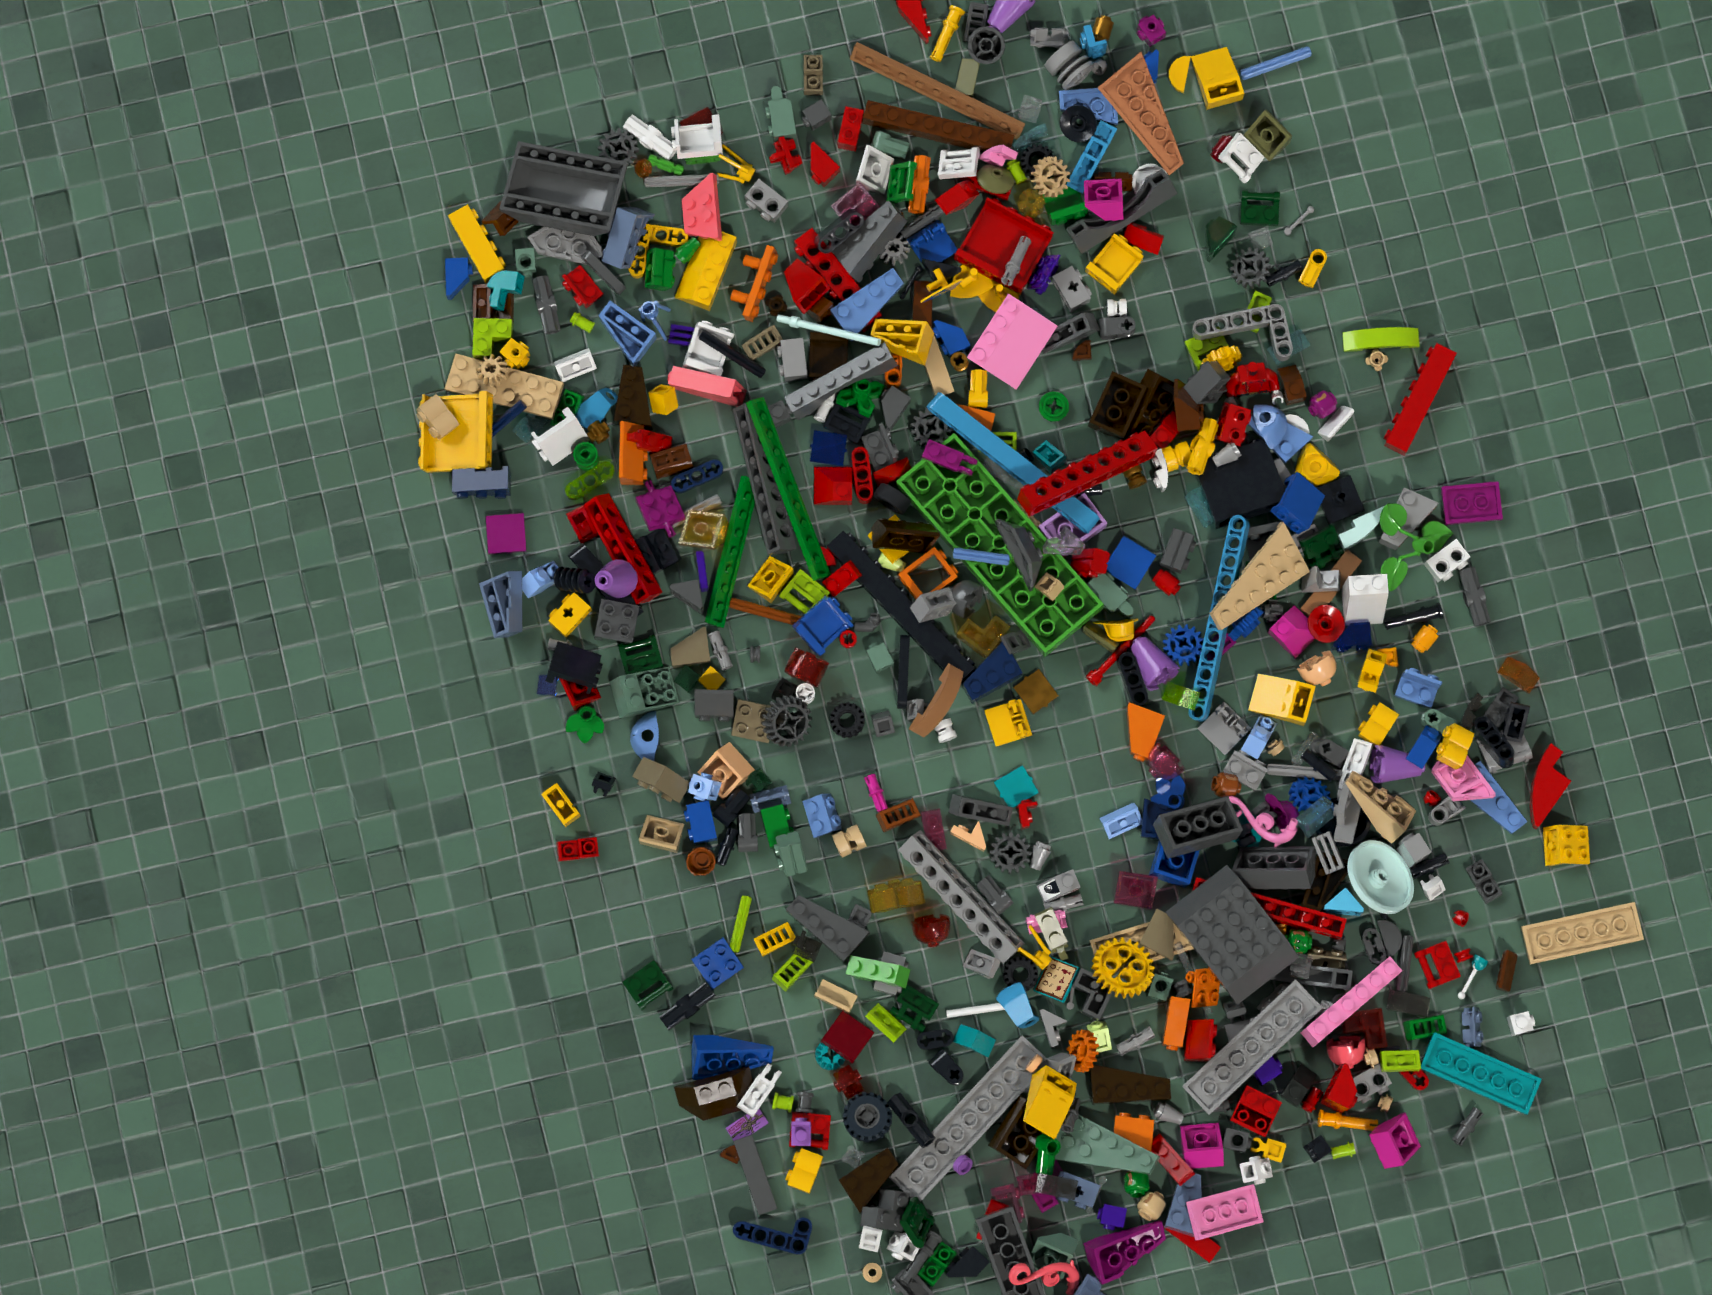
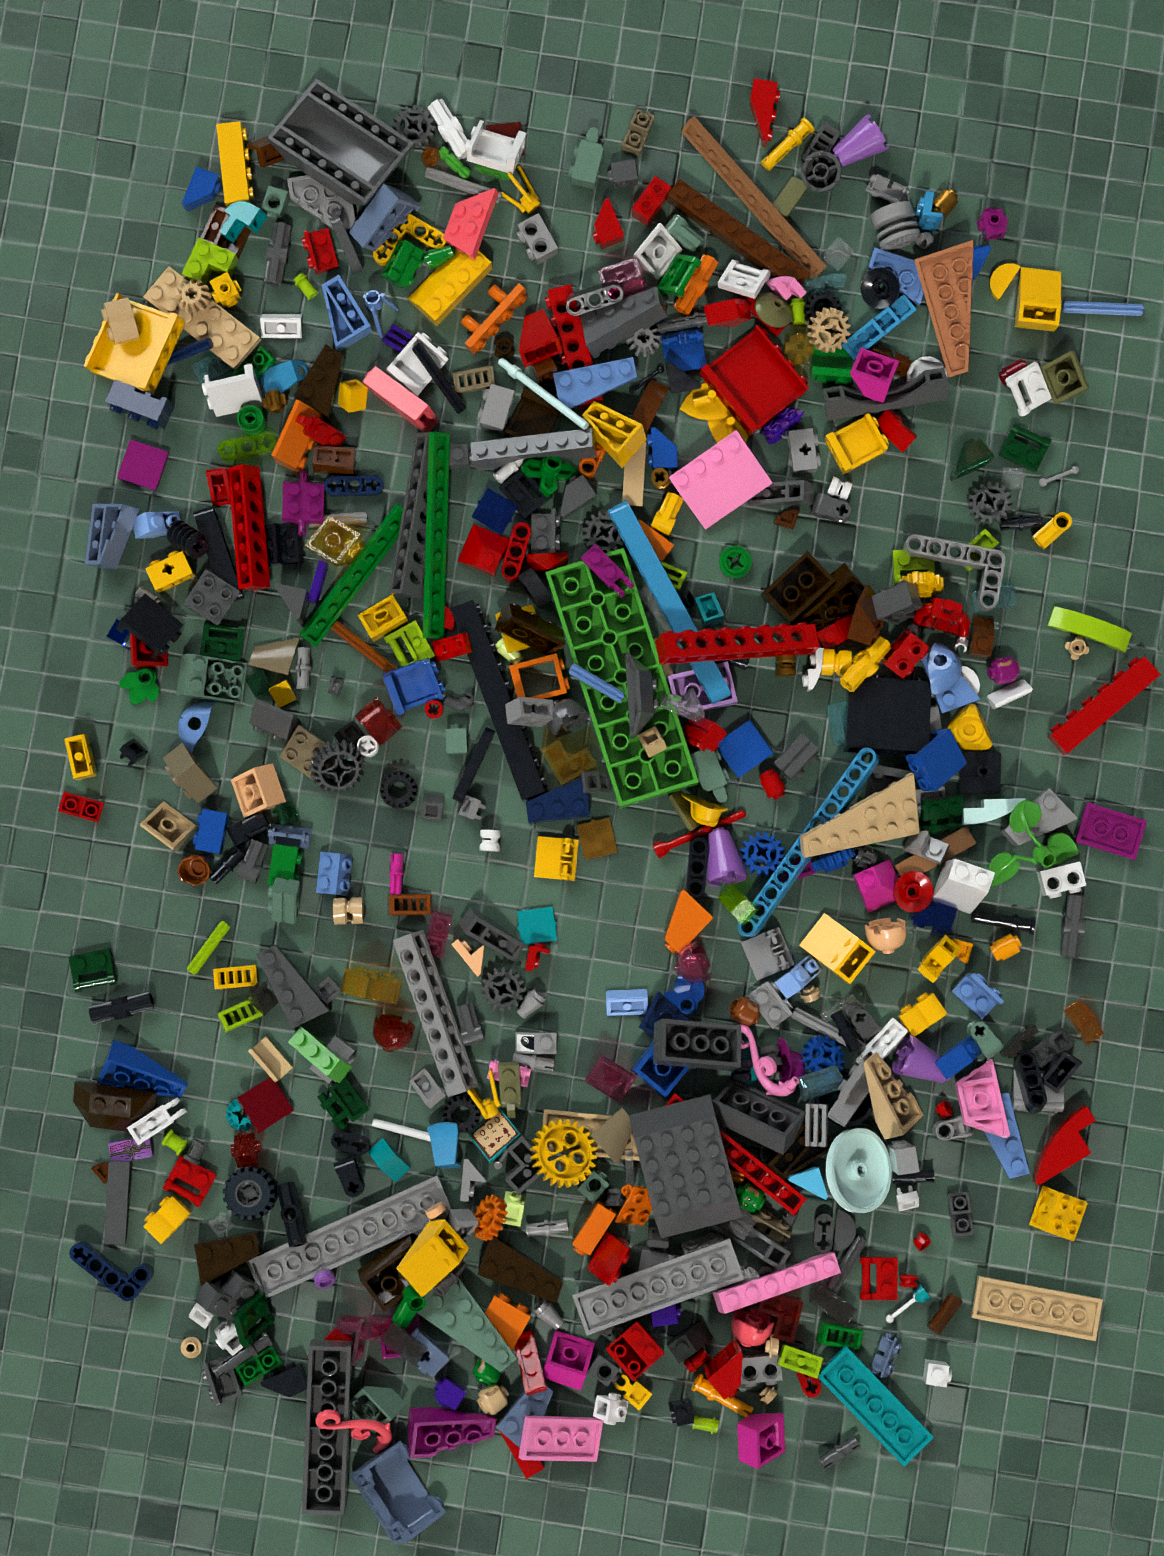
camera: 25 degrees right, 5 degrees up
(617, 578) = (225, 555): medium lavender cone -> none
(704, 787) = (228, 798): light blue brick -> none
(717, 963) = (169, 977): blue hinge -> none
(783, 155) = (573, 200): red hips -> none
(800, 1132) = (178, 1181): medium lavender bracket -> none
(885, 1022) = (308, 1106): lime plate -> none
(941, 282) = (675, 390): yellow shield -> none
(941, 702) = (496, 812): medium nougat slope -> none
(1013, 266) = (753, 404): light grey pin -> none
(1226, 455) = (885, 682): light grey cone -> none
(1454, 746) = (989, 1070): yellow brick -> none

